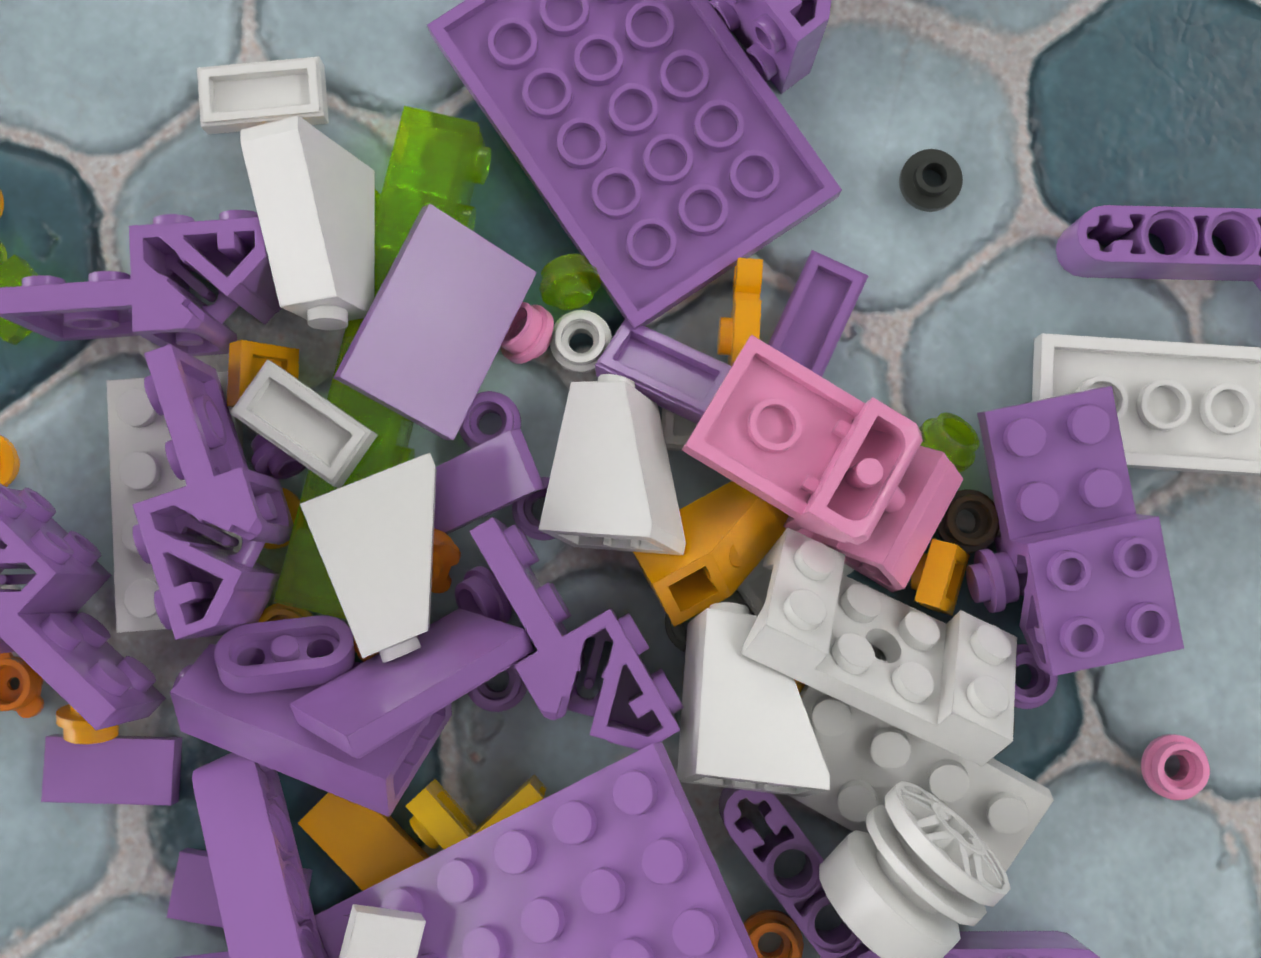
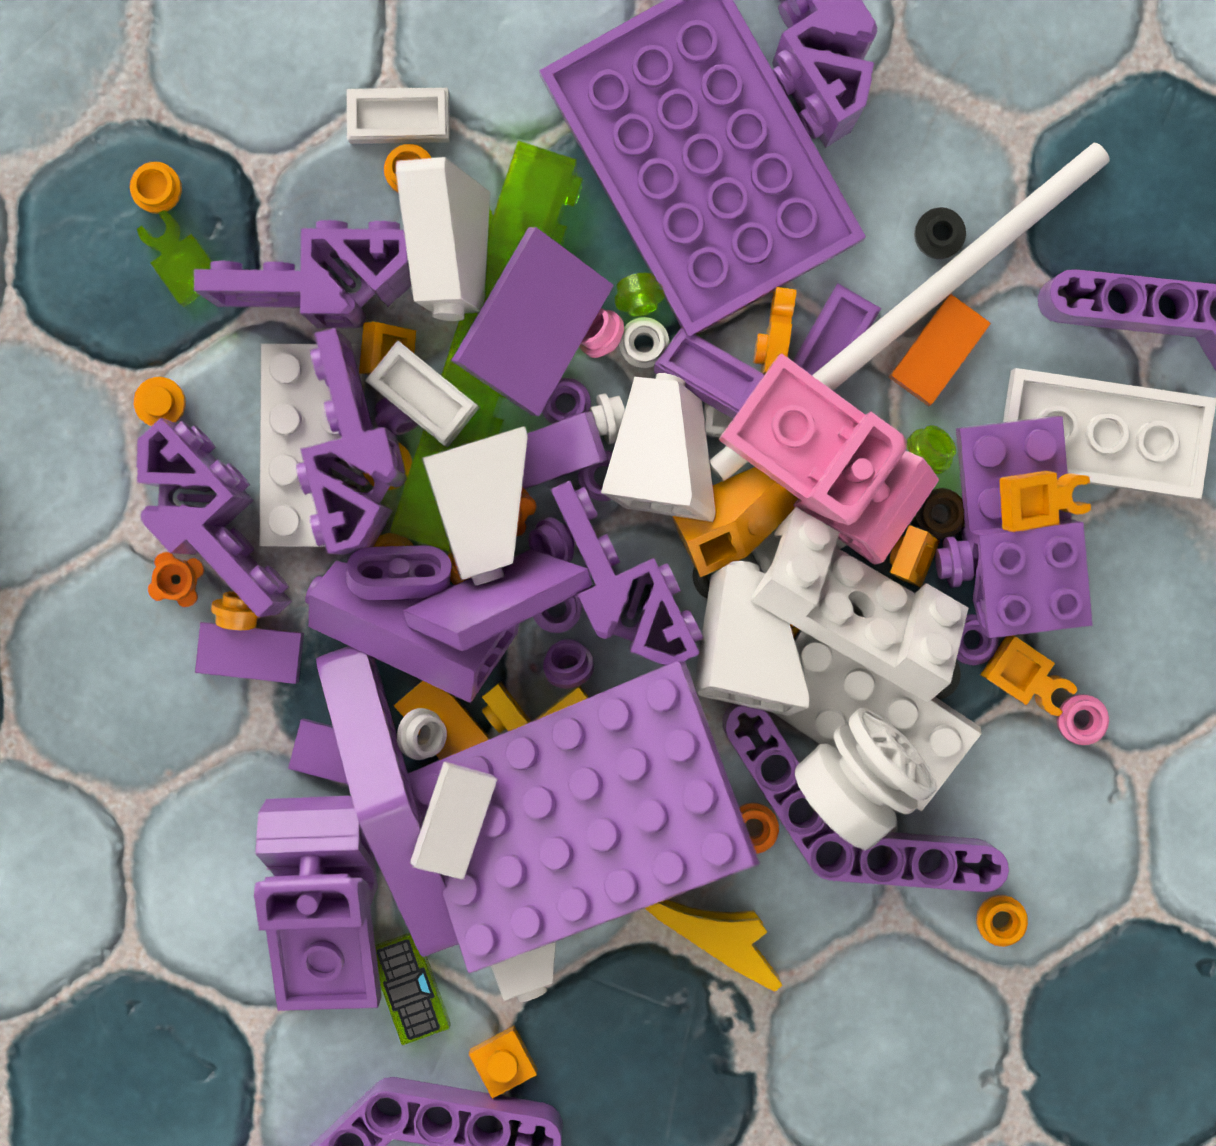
camera: 10 degrees right, 5 degrees up
(344, 868) = (431, 736): none -> white plate
(506, 741) = (564, 654): none -> medium lavender plate
(542, 434) = (608, 416): none -> white plate
(940, 240) = (944, 281): none -> white piece
(944, 321) = (939, 350): none -> orange tile
(1095, 491) = (1037, 497): none -> light orange plate
(1097, 716) = (1024, 672): none -> light orange plate

